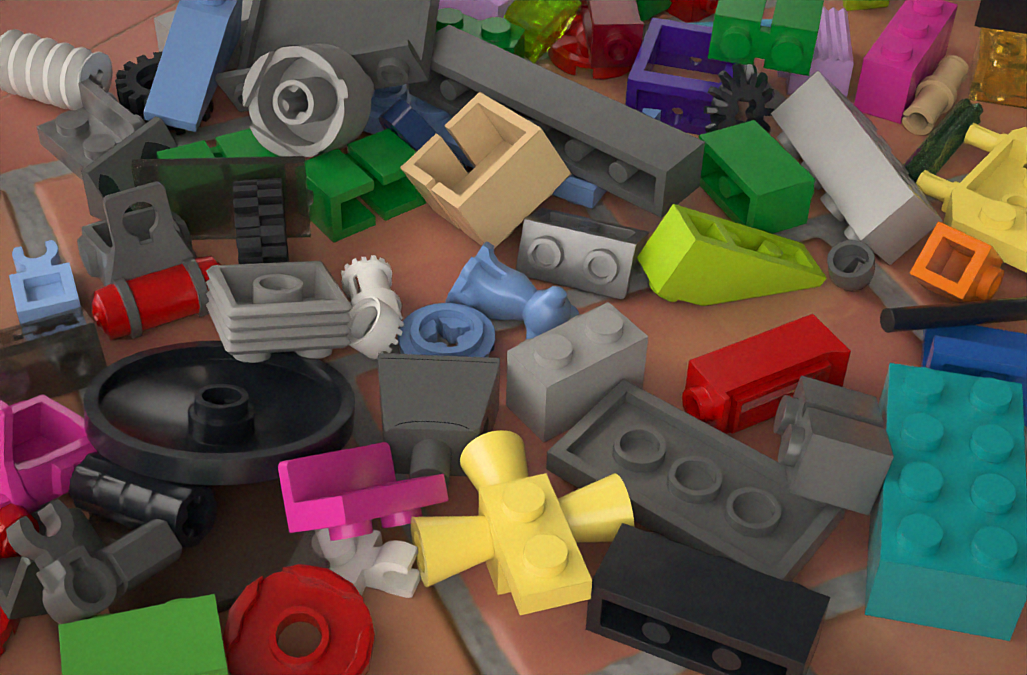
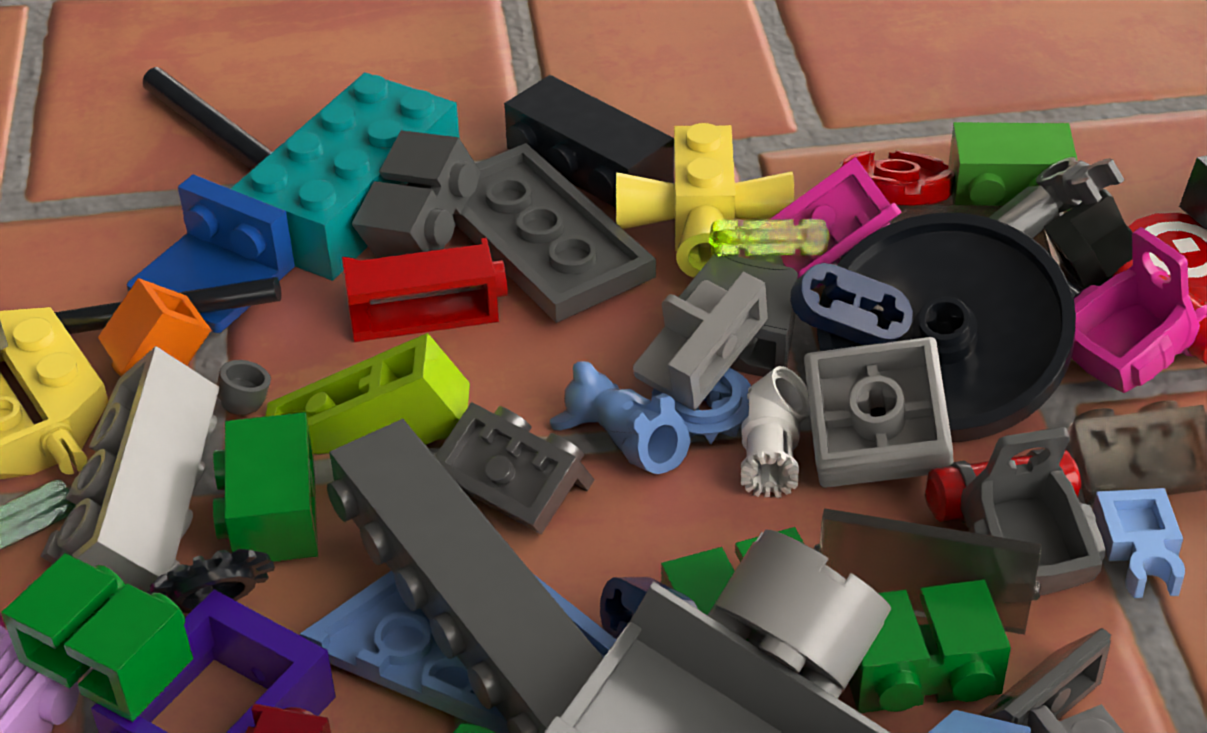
camera: 160 degrees left, 0 degrees up
(260, 221) = (886, 481): black tyre -> none
(319, 387) = (852, 300): none -> beam
(423, 440) = (769, 237): none -> clear neon green axle
(451, 319) = (702, 338): none -> light grey panel
(510, 175) = (585, 494): tan piece -> none
(572, 368) = (595, 312): light grey brick -> none

